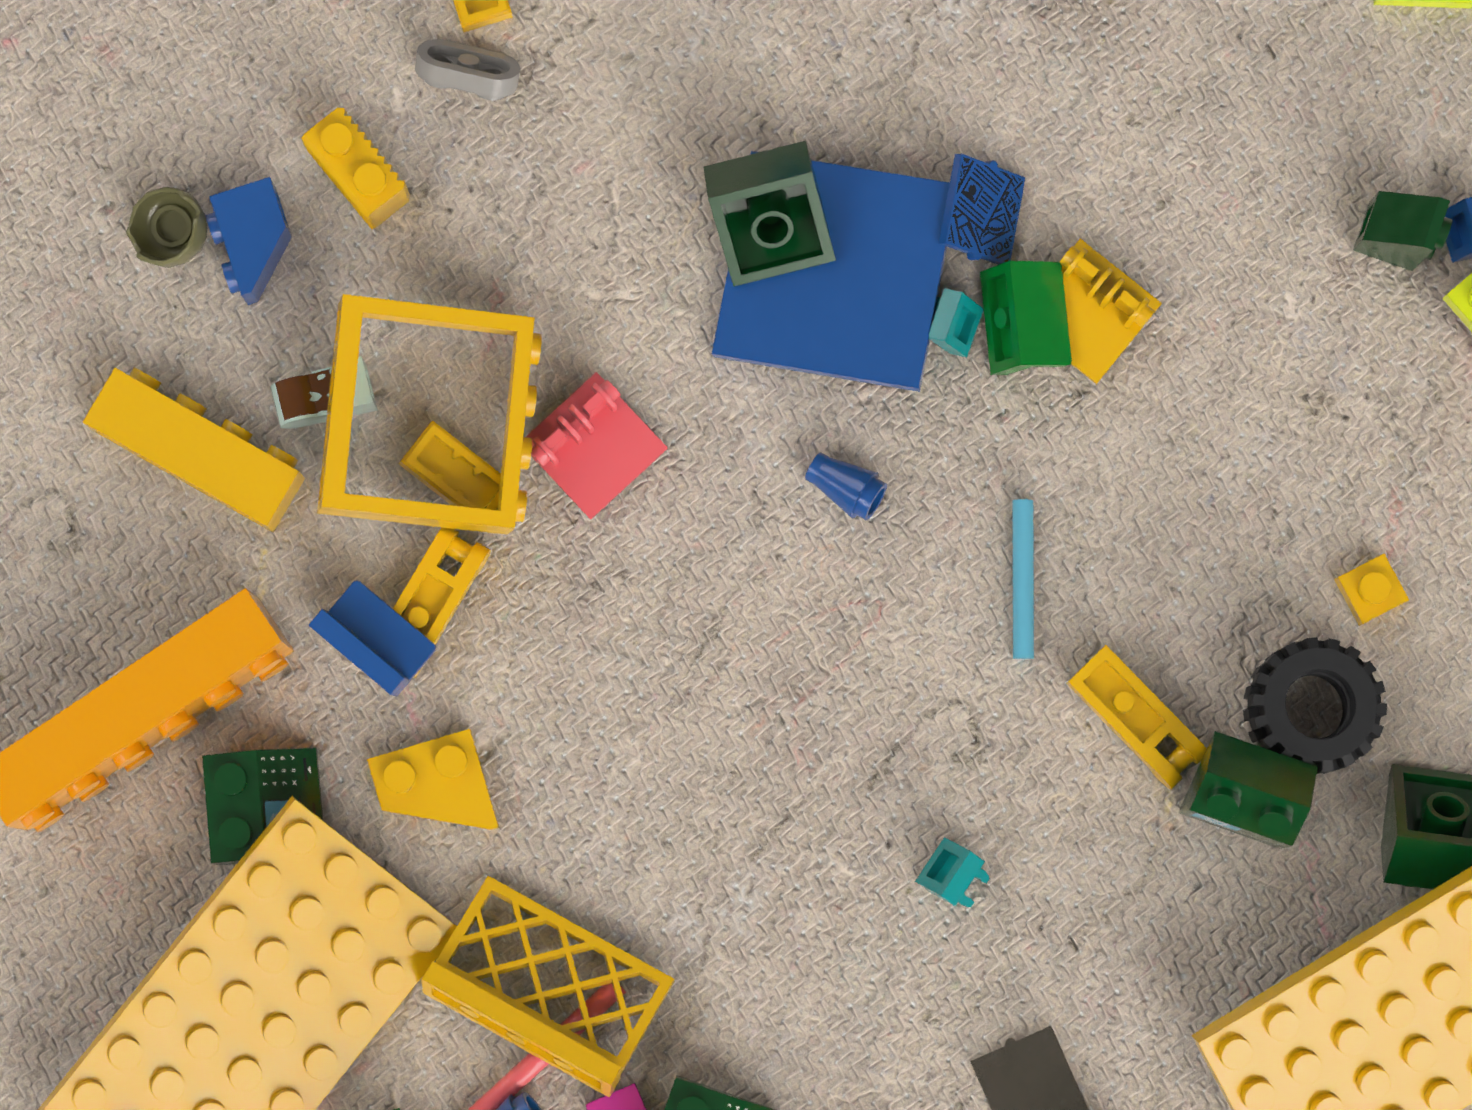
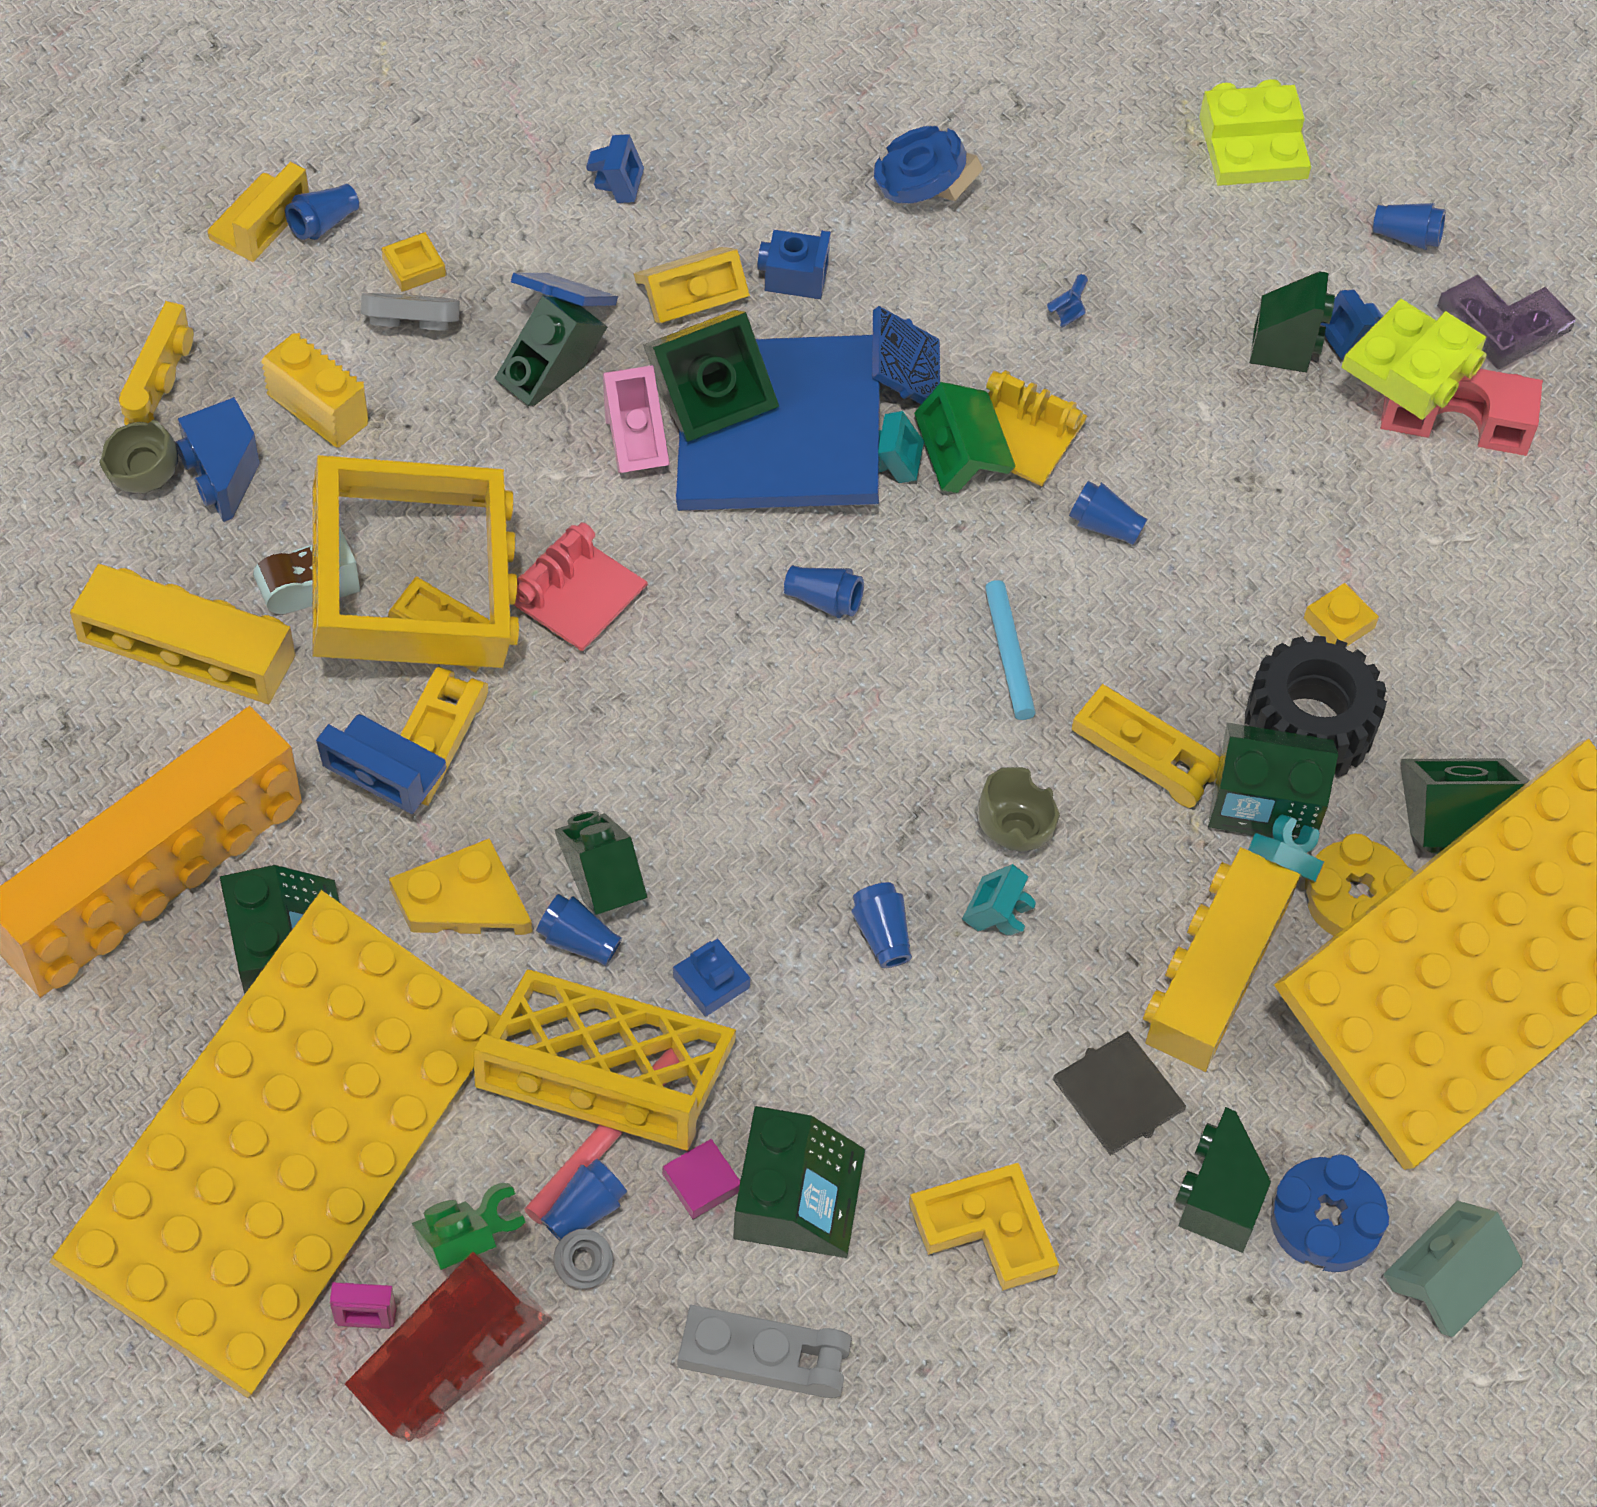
camera: 10 degrees left, 25 degrees down
(193, 115) = (156, 364): none -> yellow plate
(541, 844) = (577, 930): none -> blue cone
(572, 774) = (601, 861): none -> dark green slope
(608, 145) = (550, 349): none -> dark green slope
(632, 74) = (564, 289): none -> blue piece
(662, 908) = (711, 977): none -> blue tile
(682, 258) = (635, 419): none -> bright pink slope
(772, 69) = (694, 283): none -> yellow panel
(836, 879) = (883, 922): none -> blue cone
(892, 79) = (795, 263): none -> blue brick
(991, 779) = (1016, 810): none -> olive hair
(1154, 433) = (1107, 513): none -> blue cone
(1157, 969) = (1221, 958): none -> yellow brick
(1174, 157) = (1069, 304): none -> blue hand
(1245, 871) = (1287, 852): none -> teal tile
(1316, 876) = (1347, 862): none -> yellow plate

